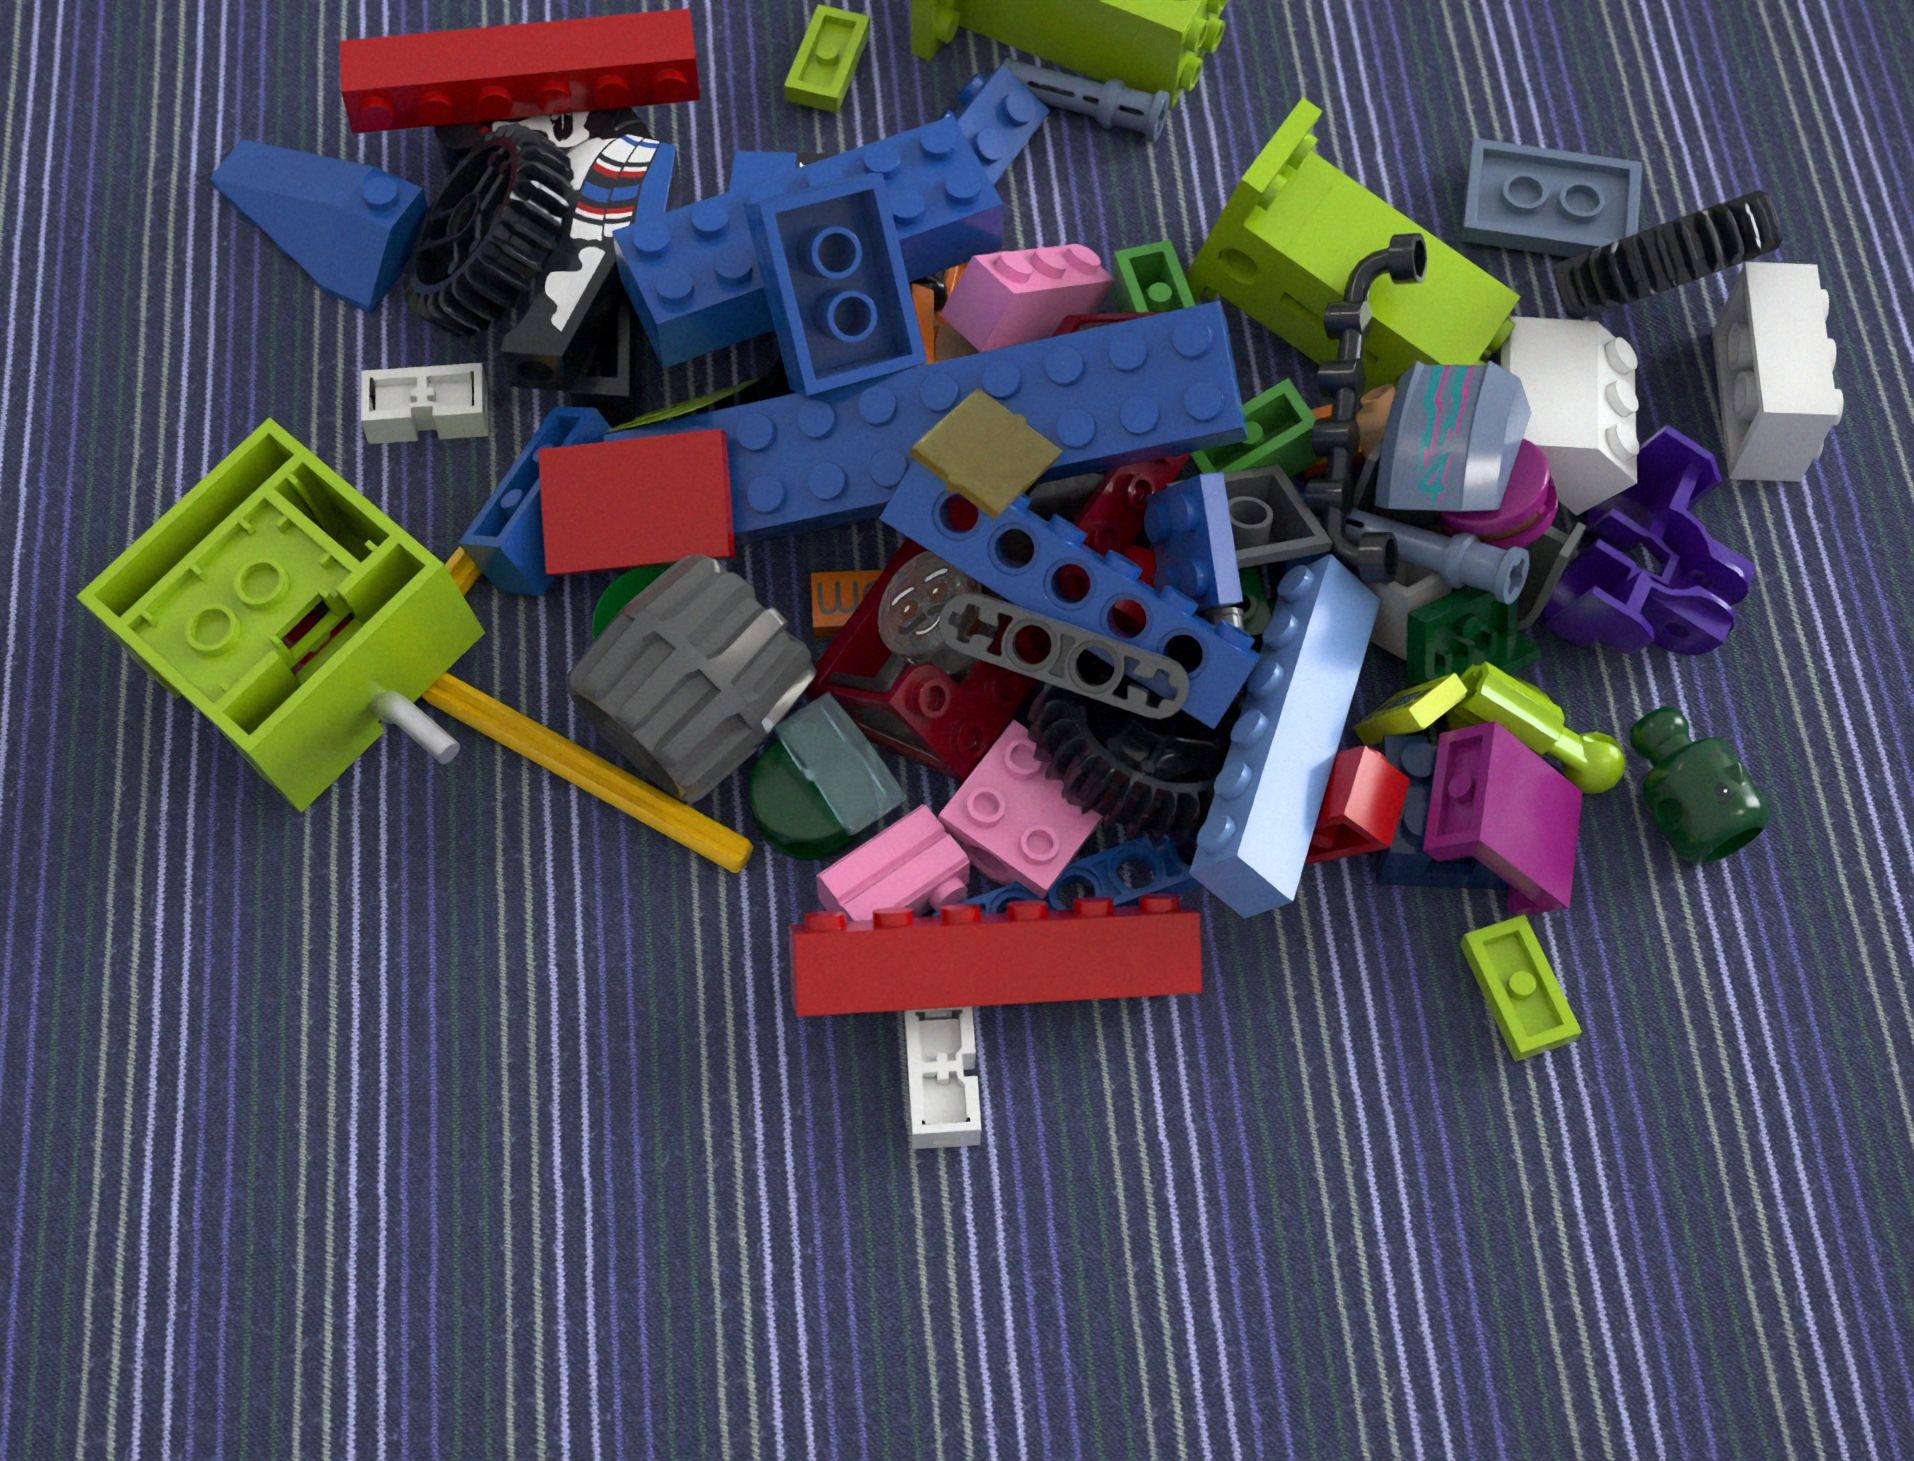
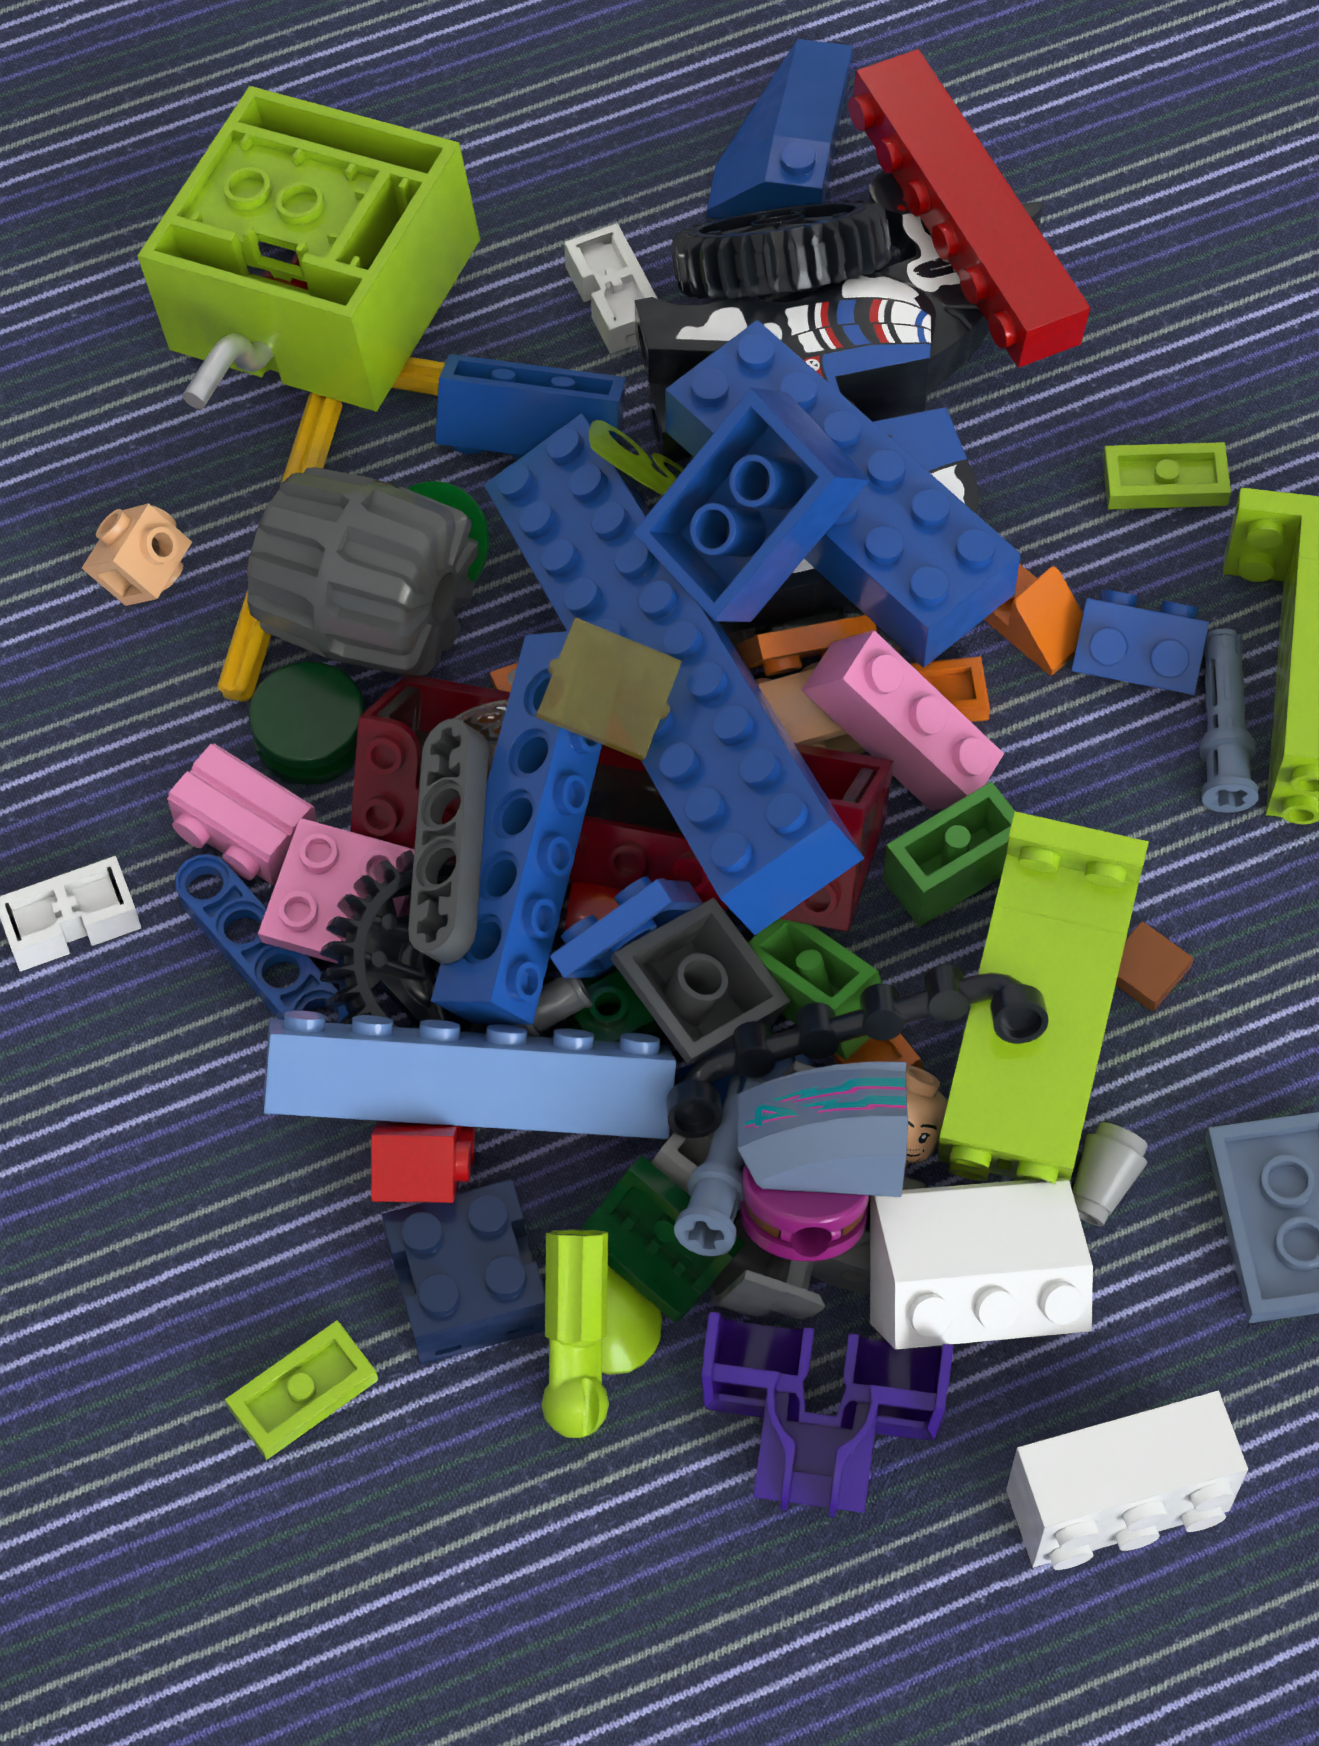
camera: 75 degrees right, 0 degrees up
(554, 896) = (137, 553): none -> light nougat brick
(635, 502) = (516, 463): red tile -> none
(840, 763) = (321, 720): clear light blue slope -> none
(994, 956) = (171, 907): red brick -> none
(1411, 709) = (551, 1200): neon yellow tile -> none
(1507, 812) = (451, 1313): magenta panel -> none
(1668, 255) = (1191, 1306): black gear -> none
(1697, 789) = (571, 1509): dark green piece -> none

